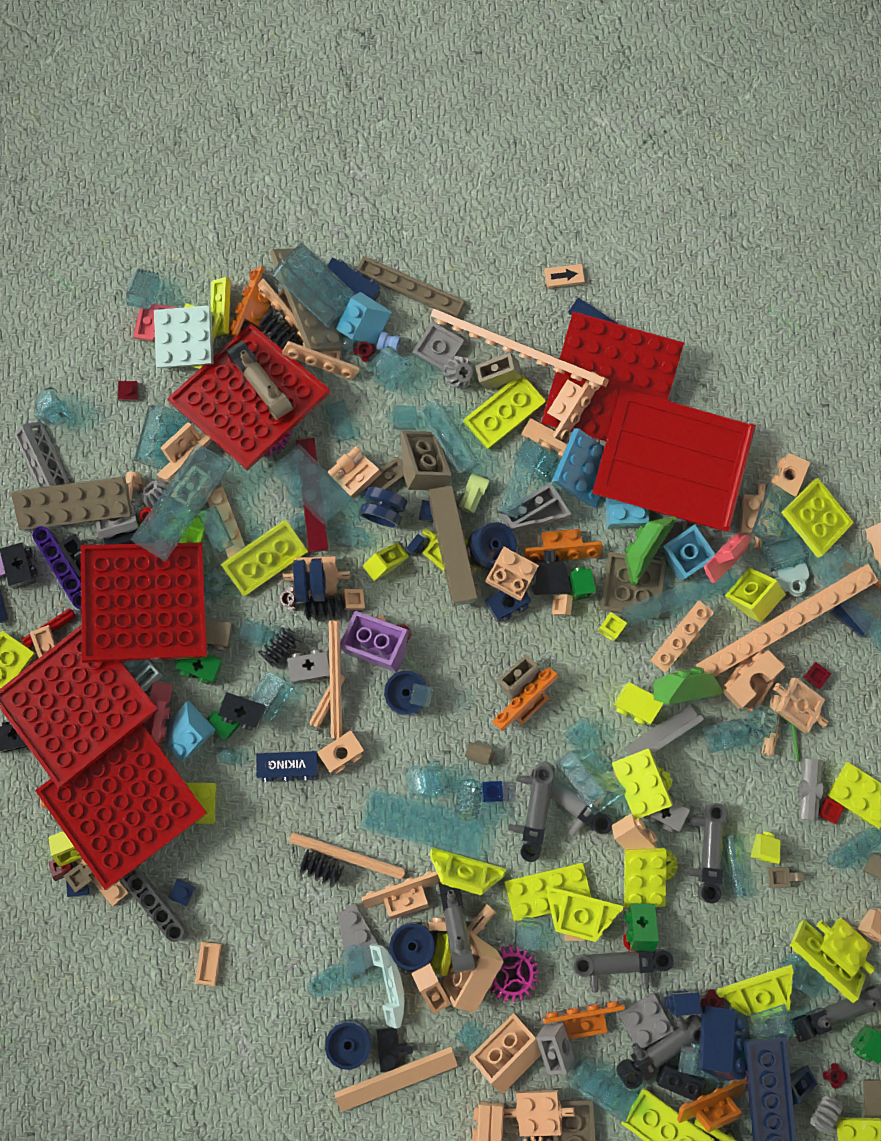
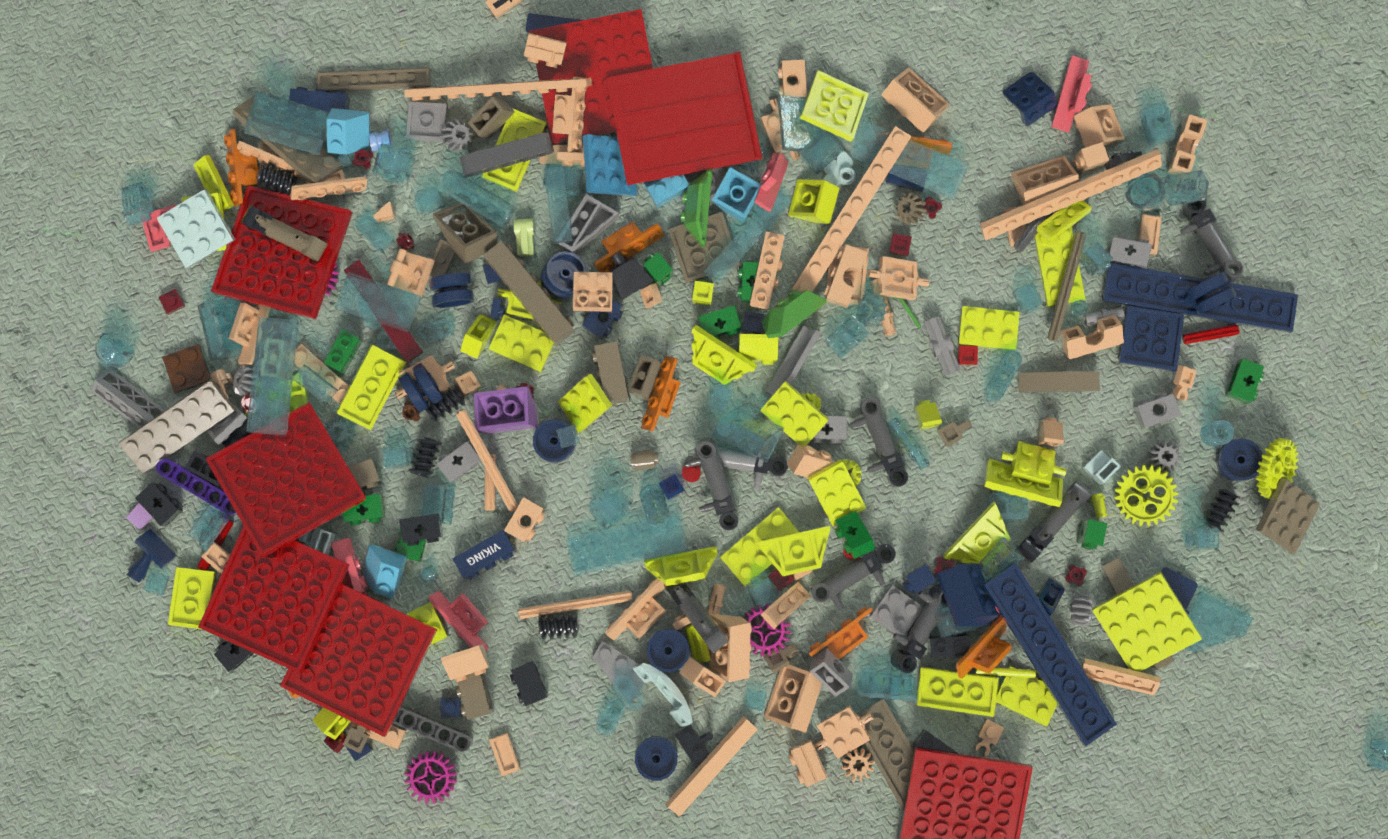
camera: 20 degrees left, 5 degrees up
(51, 608) = (208, 526): none -> clear light blue bracket
(109, 456) = (186, 368): none -> reddish brown plate
(125, 958) = (431, 785): none -> dark pink gear
(211, 885) = (474, 696): none -> dark tan brick
(217, 859) = (466, 662): none -> light nougat slope
(237, 815) = (462, 617): none -> coral bracket
(256, 513) = (343, 351): none -> green brick
(266, 908) = (529, 683): none -> black brick
(359, 409) = (385, 213): none -> light nougat slope
(364, 442) = (405, 241): none -> dark red plate
(421, 588) = (522, 343): none -> neon yellow plate
(452, 672) = (584, 403): none -> neon yellow plate
(489, 657) = (611, 372): none -> dark tan brick
(495, 411) = (506, 154): none -> dark grey beam
(512, 1010) = (780, 660): none -> dark tan plate
(516, 789) = (691, 474): none -> red plate
(544, 961) = (785, 605): none -> light nougat plate
(549, 933) = (779, 580): none -> dark red plate
(579, 335) = (545, 49): none -> light nougat brick
(596, 694) = (718, 358): none -> neon yellow wing
(622, 658) = (726, 315): none -> green brick
(644, 677) = (753, 322): none -> dark blue plate
(661, 628) = (746, 272): none -> green brick
(849, 642) = (910, 215): none -> dark tan gear
(867, 657) = (935, 207): none -> dark red plate

